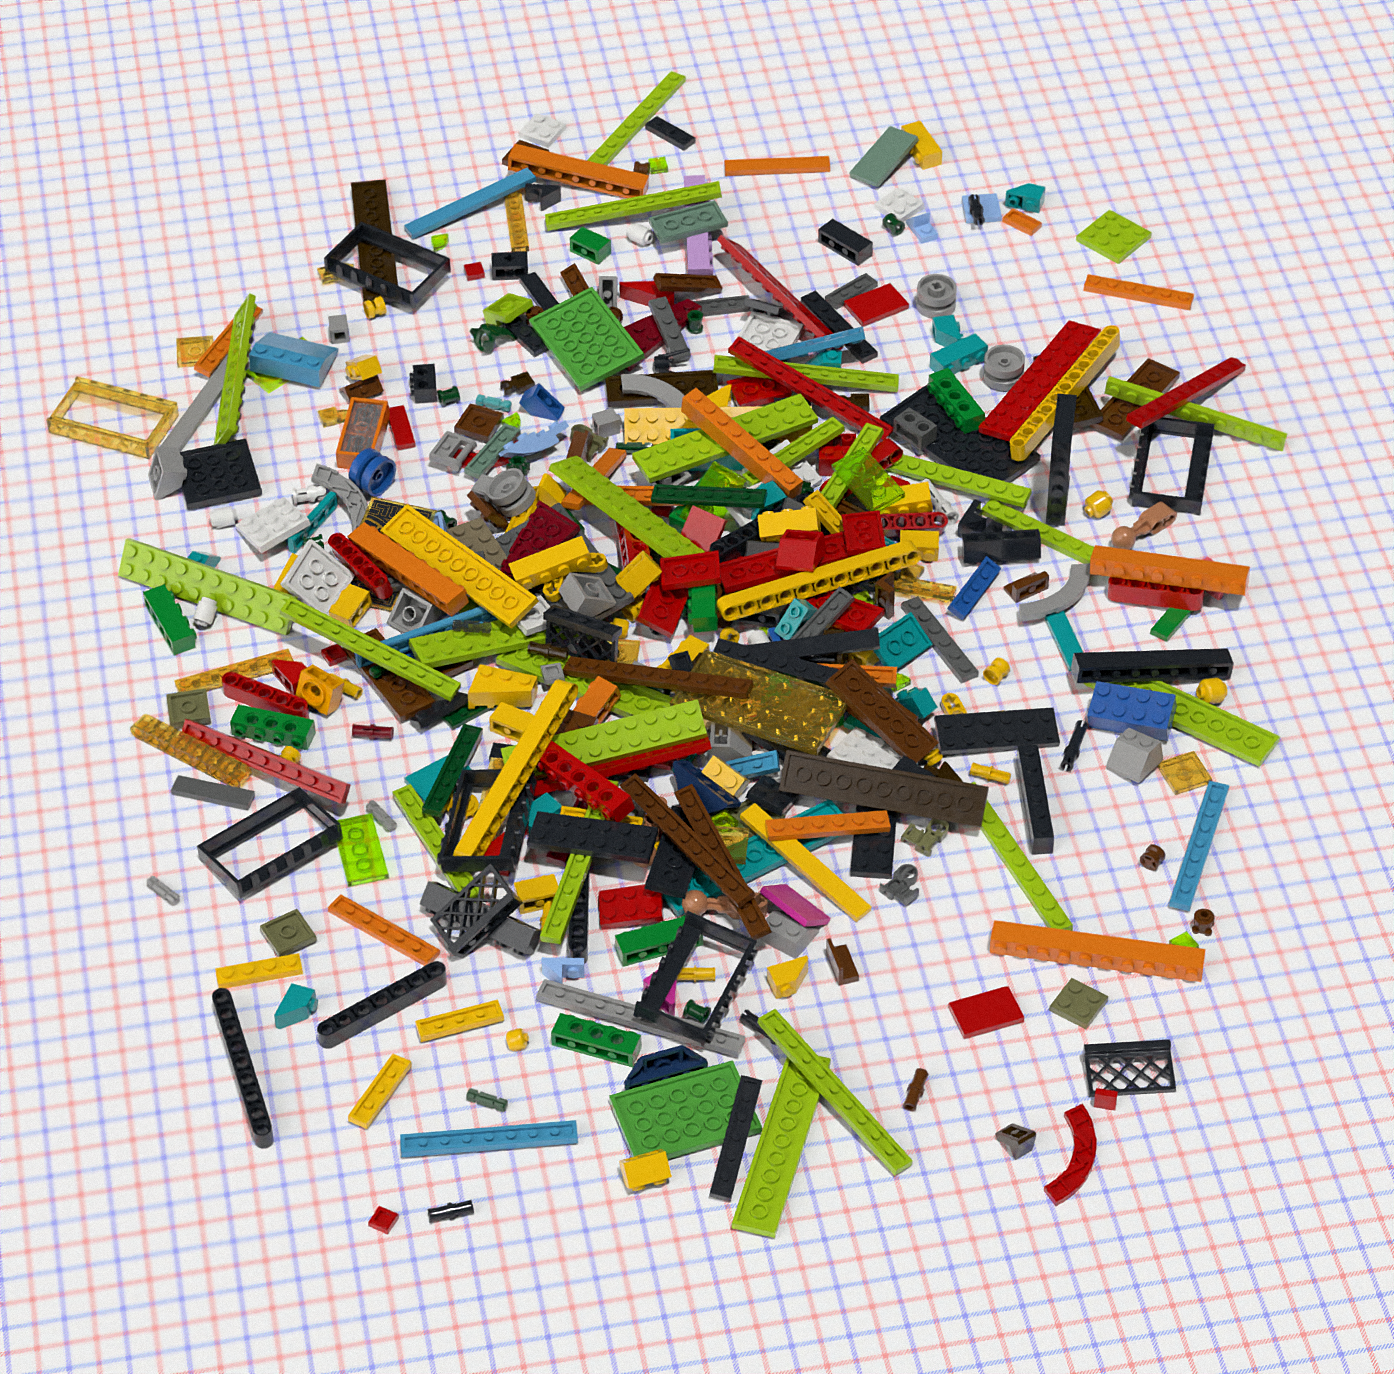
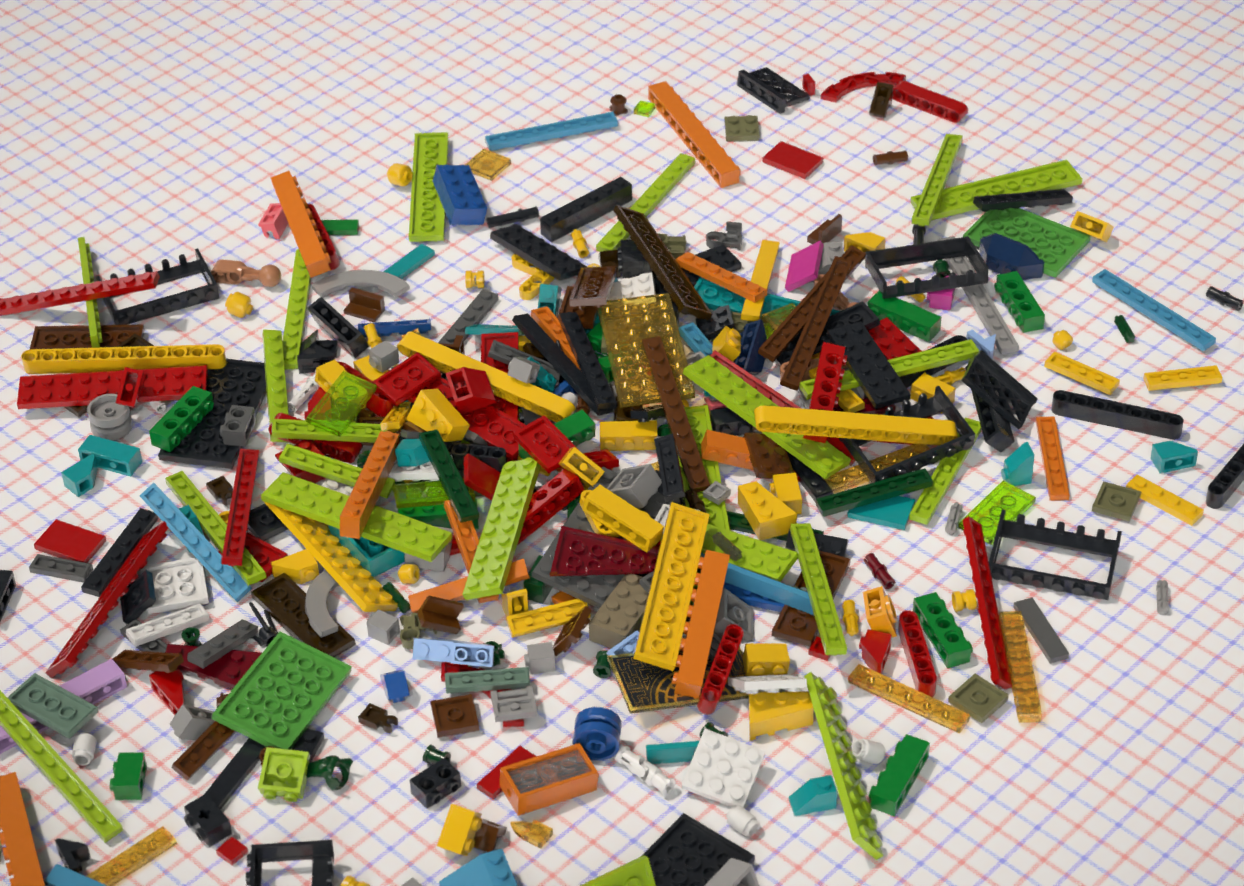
camera: 125 degrees left, 5 degrees down
(344, 489) = (638, 734): light grey tile -> none
(384, 886) = (1019, 466): none -> teal slope
(492, 402) = (416, 724): teal axle -> none
(511, 492) = (538, 622): light grey wheel -> none
(513, 420) = (435, 694): clear neon green tile -> none
(725, 317) = (167, 625): none -> white tile
(788, 589) = (523, 369): none -> light grey brick
(920, 538) = (383, 356): none -> light grey brick
(936, 295) = (37, 500): light grey wheel -> none
(960, 562) = (372, 335): none -> yellow pin
(985, 1186) = (929, 101): none -> red beam
(1011, 371) = (130, 387): none -> red slope
(1060, 460) = (217, 294): black window -> none
(1135, 755) = (499, 182): light grey slope -> none
(1152, 665) = (405, 202): black brick -> none
(1152, 857) = (585, 143): reddish brown wheel -> none

